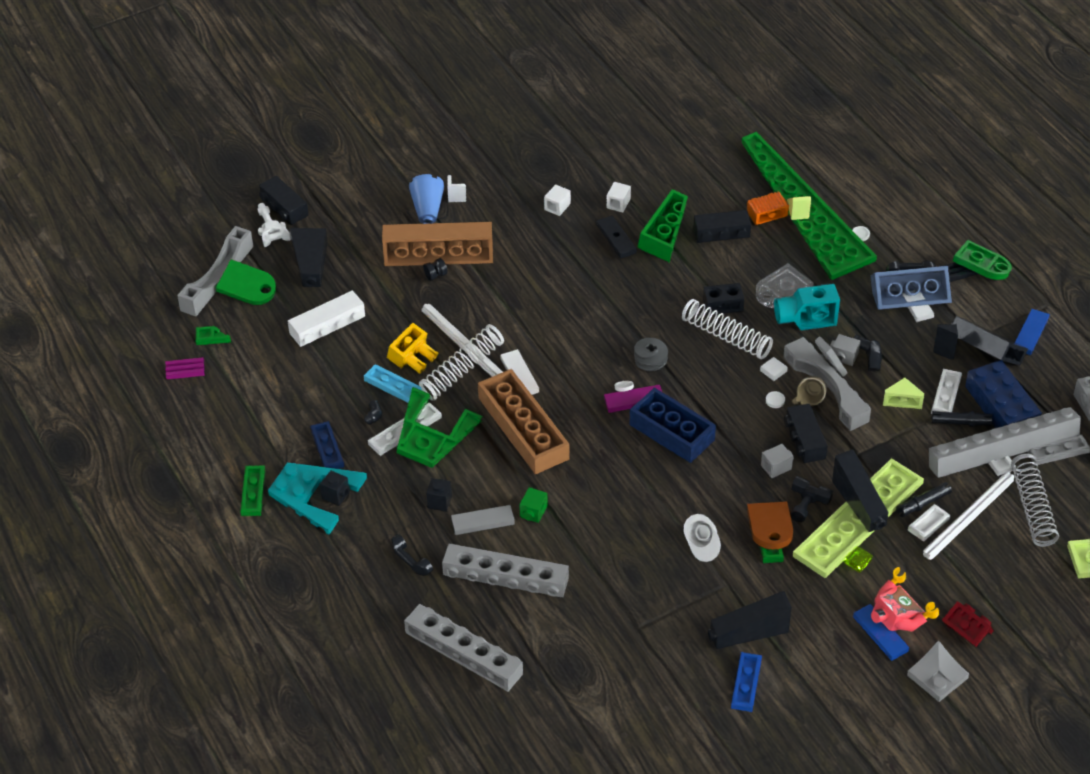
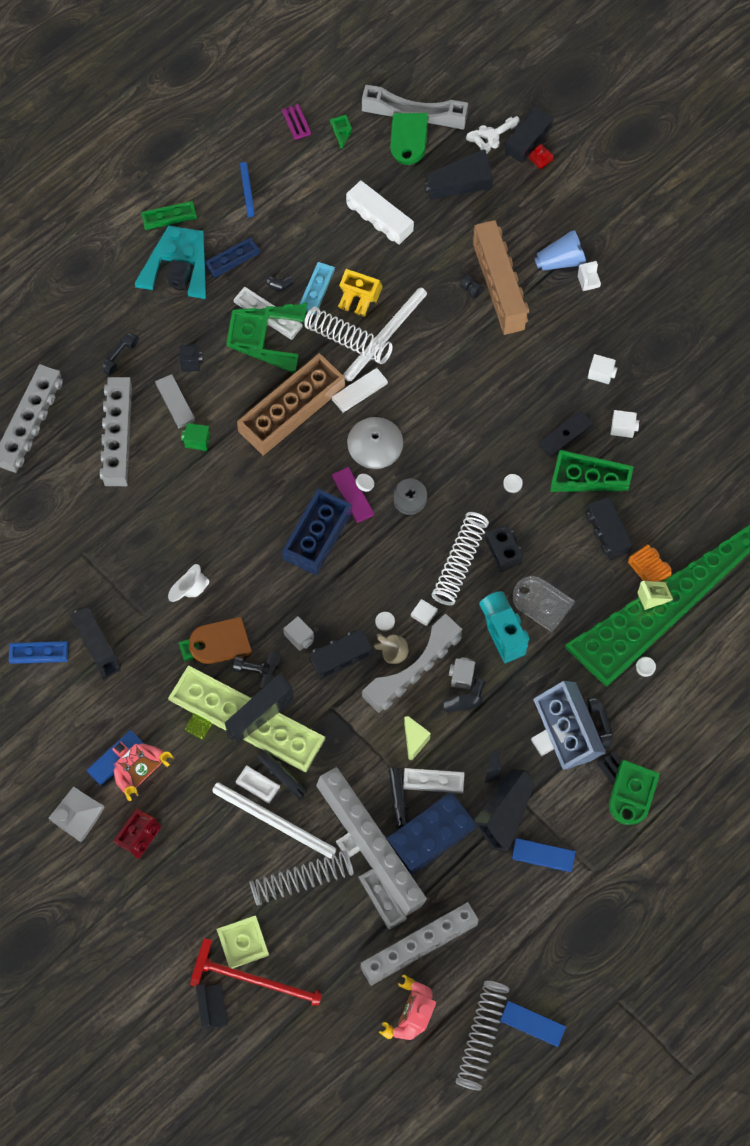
camera: 75 degrees right, 20 degrees up
(252, 417) = (247, 189): none -> blue tile
(311, 198) = (541, 156): none -> red tile
(580, 373) = (375, 452): none -> light grey dish
(654, 284) = (512, 483): none -> white piece
(830, 356) = (433, 656): light grey tile -> none

